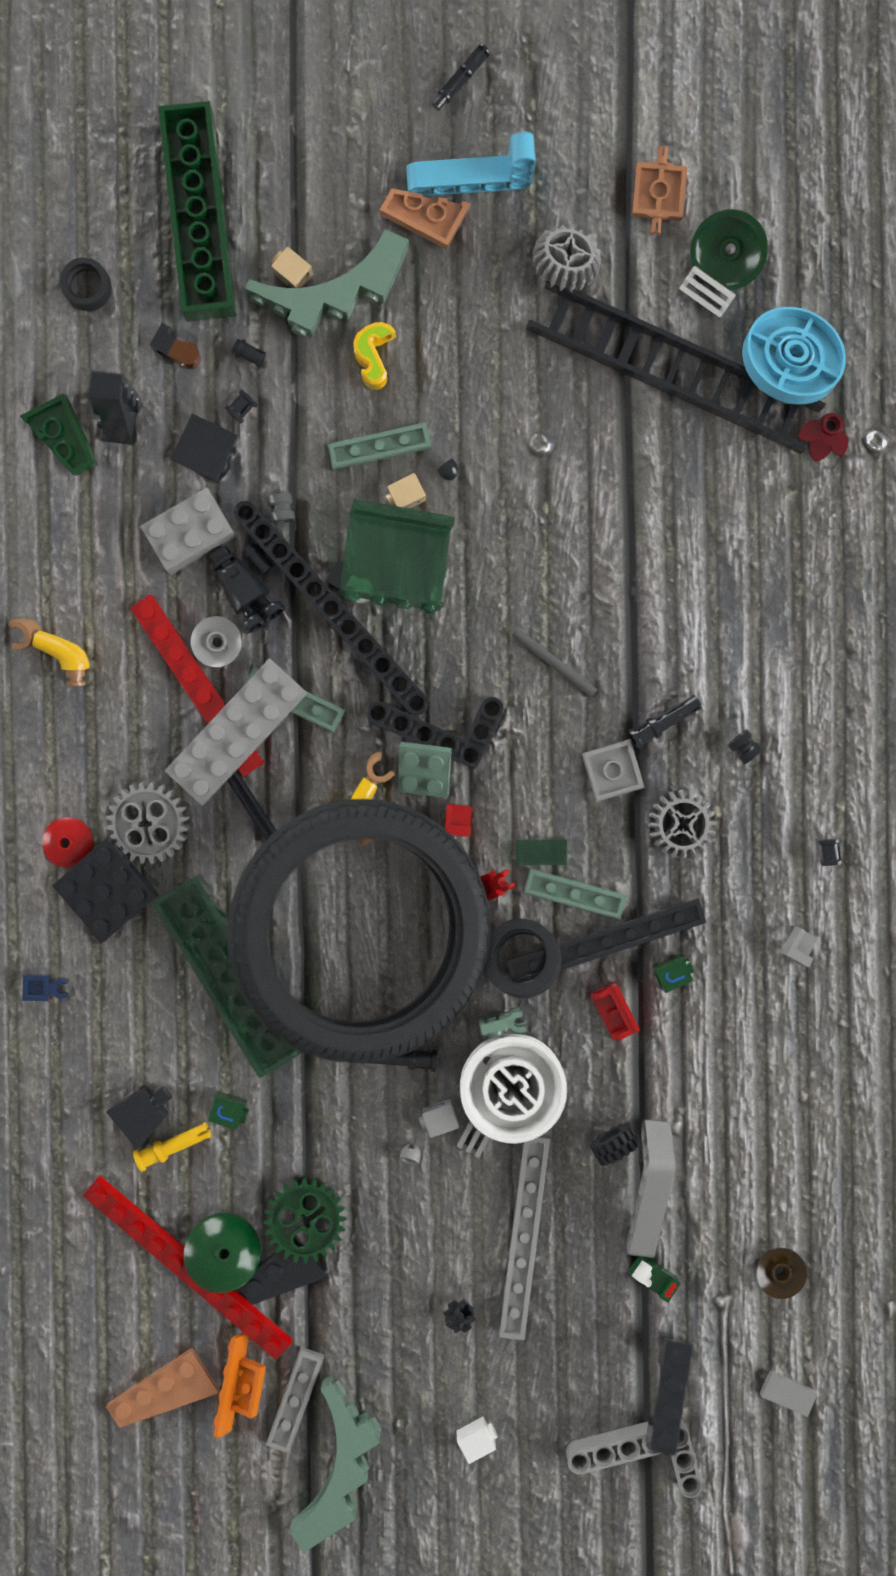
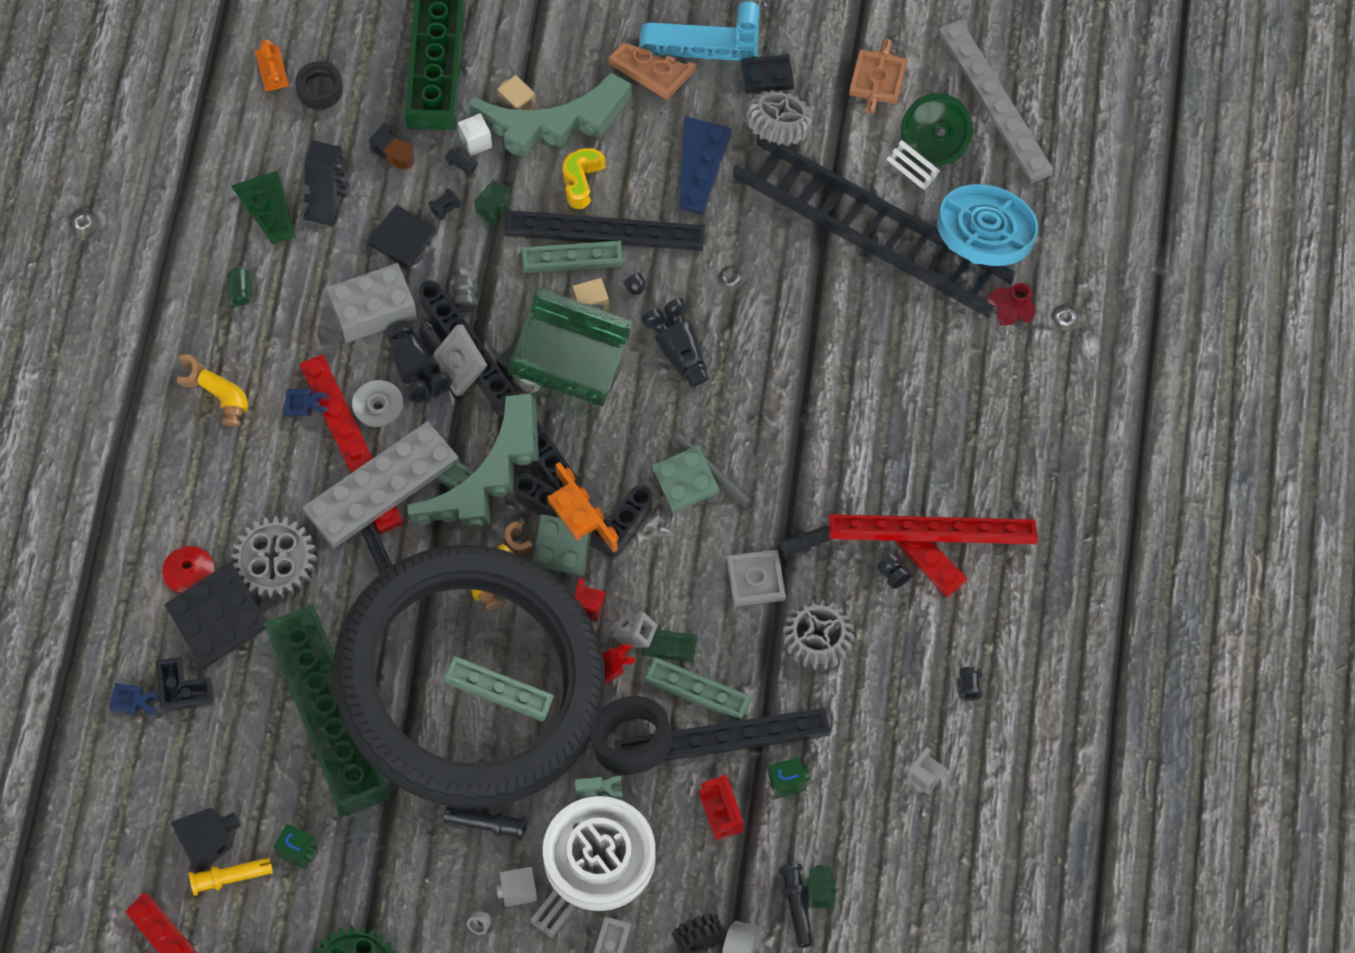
camera: 10 degrees right, 25 degrees down
(32, 268) = (271, 66): none -> orange hinge
(52, 531) = (239, 286): none -> clear green brick
(82, 975) = (181, 694): none -> black brick
(141, 652) = (302, 401): none -> dark blue plate
(257, 321) = (475, 135): none -> white brick
(288, 586) = (459, 359): none -> light grey tile
(290, 396) = (493, 201): none -> clear green brick
(361, 673) = (494, 477): none -> sand green arch
(392, 951) = (498, 688): none -> sand green tile
(407, 411) = (604, 230): none -> black tile
(434, 742) = (576, 512): none -> orange bracket
(492, 308) = (701, 160): none -> dark blue wing
(502, 530) = (679, 341): none -> black piece
(507, 848) = (628, 628): none -> light grey brick
(531, 678) = (686, 479): none -> sand green plate
(544, 203) = (767, 74): none -> black plate
(695, 1085) = (795, 893): none -> black pin
(718, 1076) = (821, 888): none -> clear green brick
(777, 699) = (932, 529): none -> red tile
(777, 727) = (934, 565): none -> red plate
(780, 201) = (996, 101): none -> light grey plate

